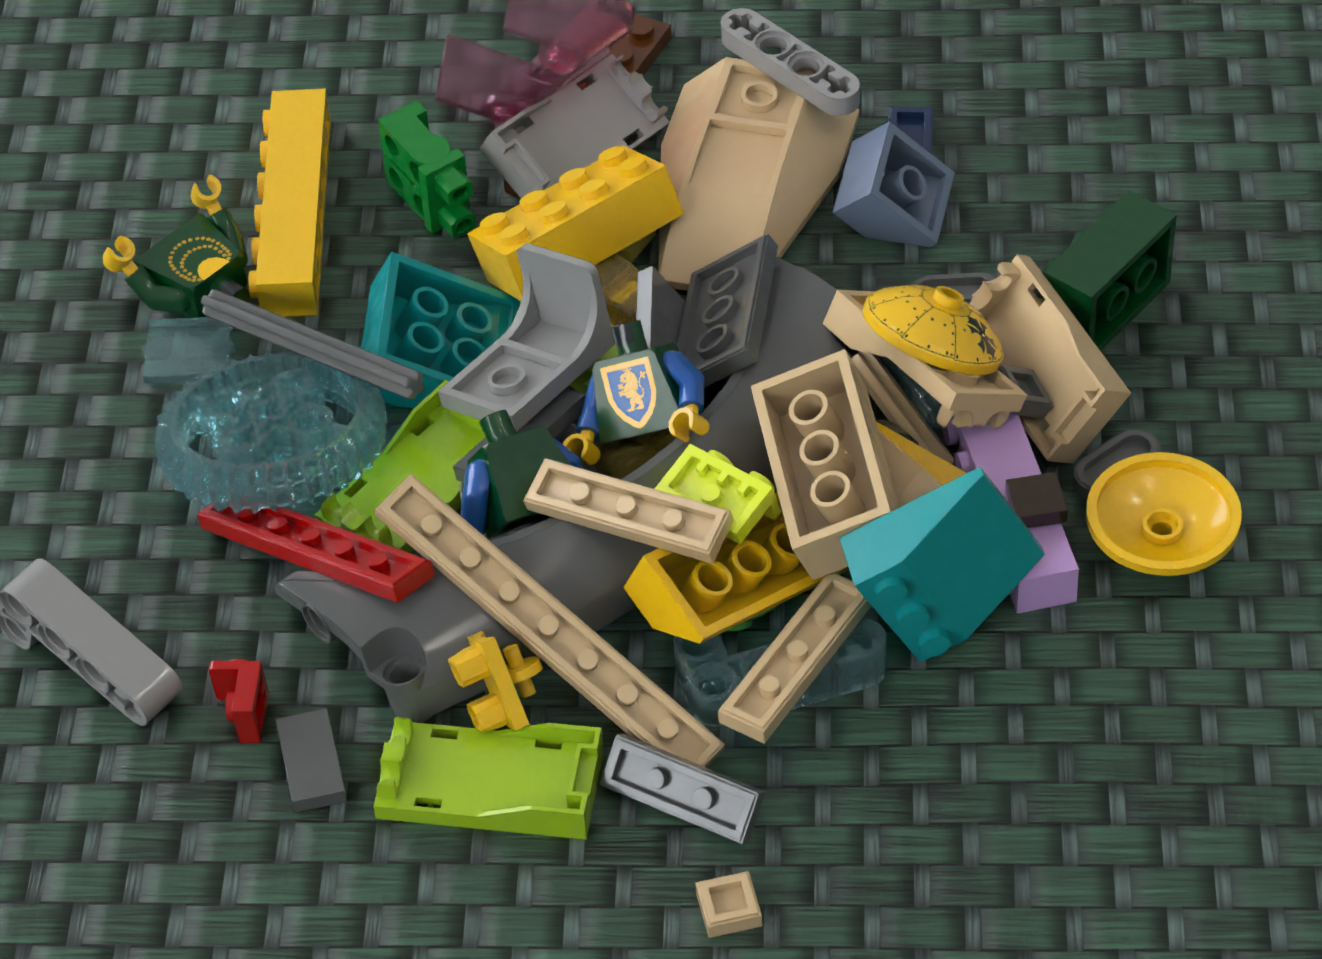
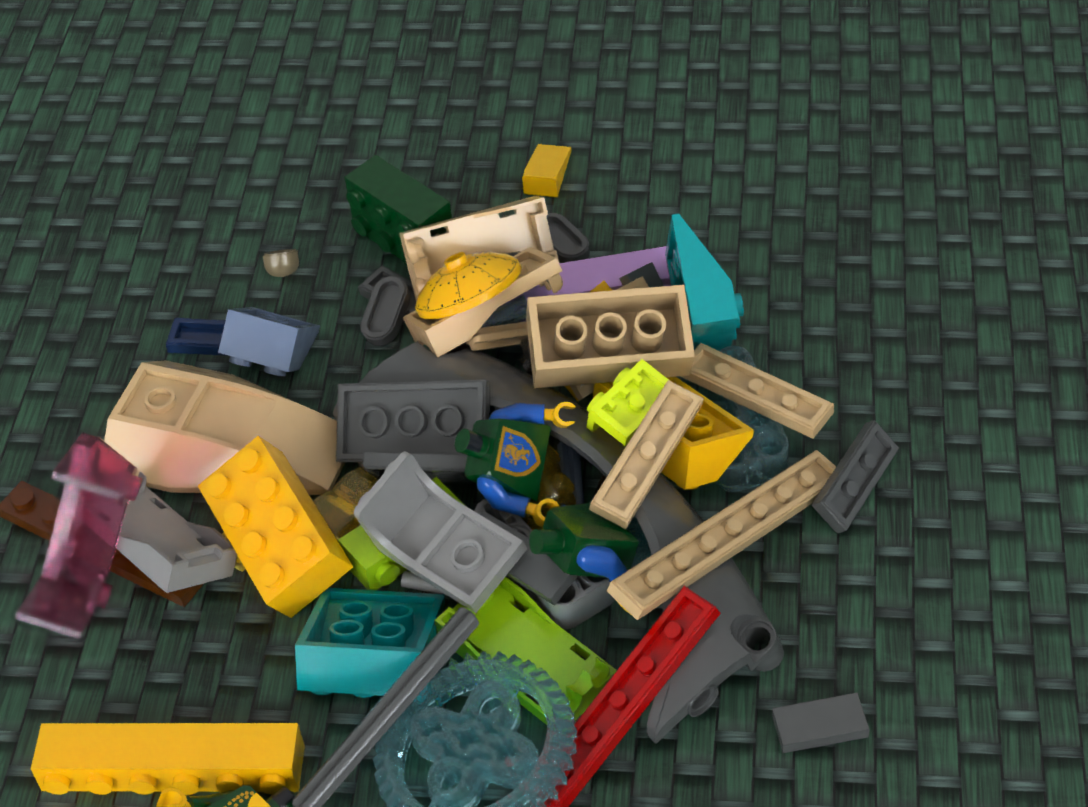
camera: 85 degrees left, 0 degrees up
(246, 695) = (764, 762): red bracket -> none
(426, 171) = (176, 639): green hips -> none
(486, 662) = (772, 574): yellow hips -> none
(493, 779) = (839, 599): lime piece -> none
(728, 904) = (950, 458): tan tile -> none
(830, 89) = (131, 366): light grey beam -> none
(1037, 499) = (619, 256): dark brown tile -> none
(1043, 194) = (281, 262): none -> dark tan piece
(1163, 514) = (627, 203): yellow dish -> none
(1256, 436) = (546, 170): none -> yellow slope

